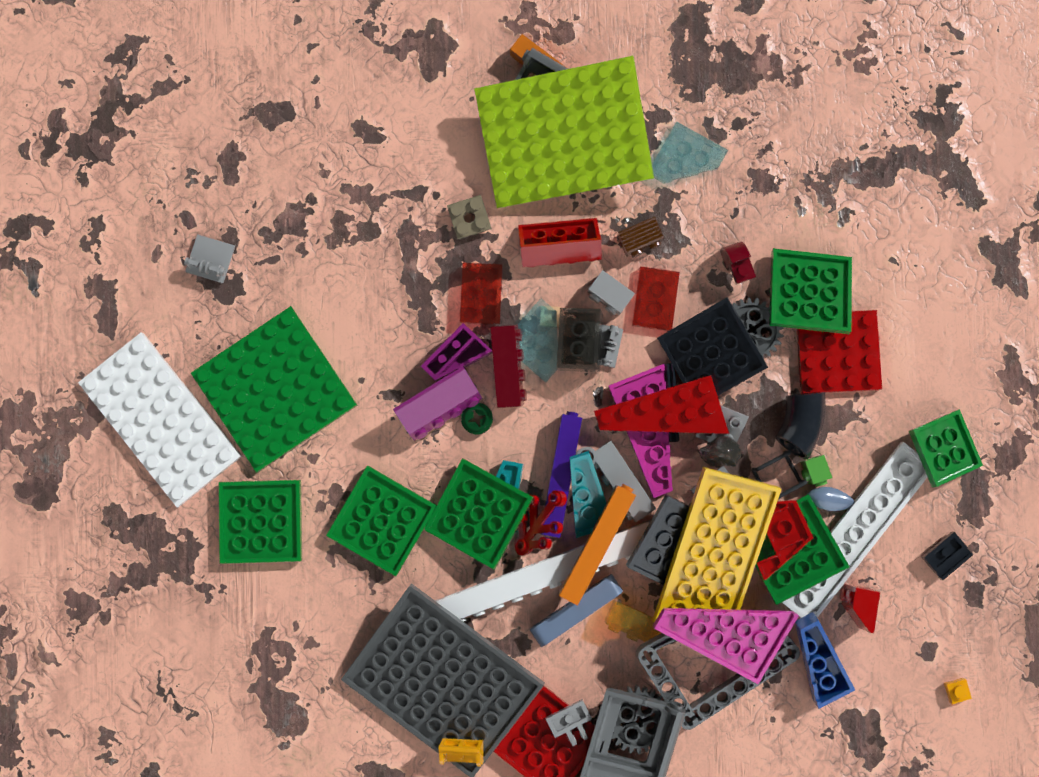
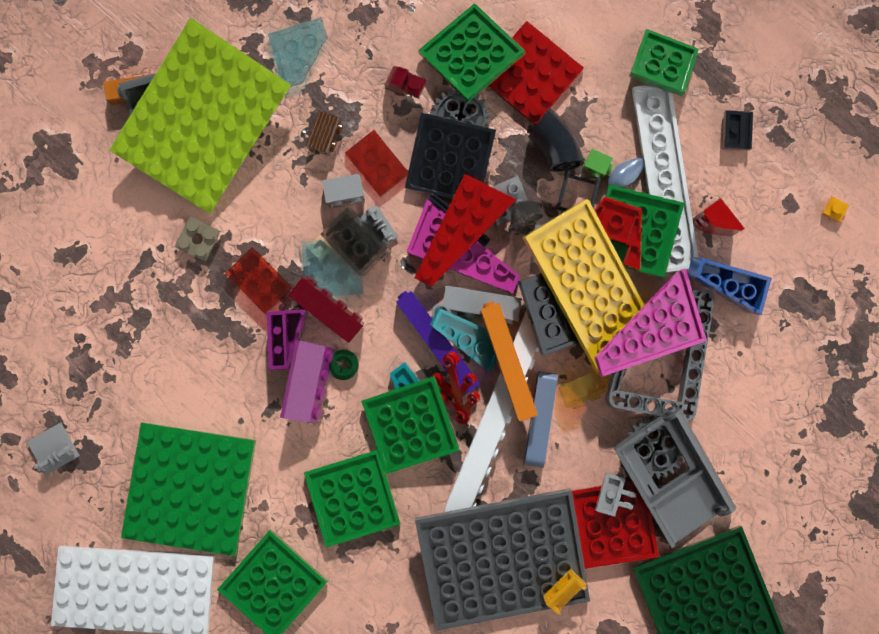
camera: 45 degrees left, 0 degrees up
(560, 242) = (275, 192): red slope -> none

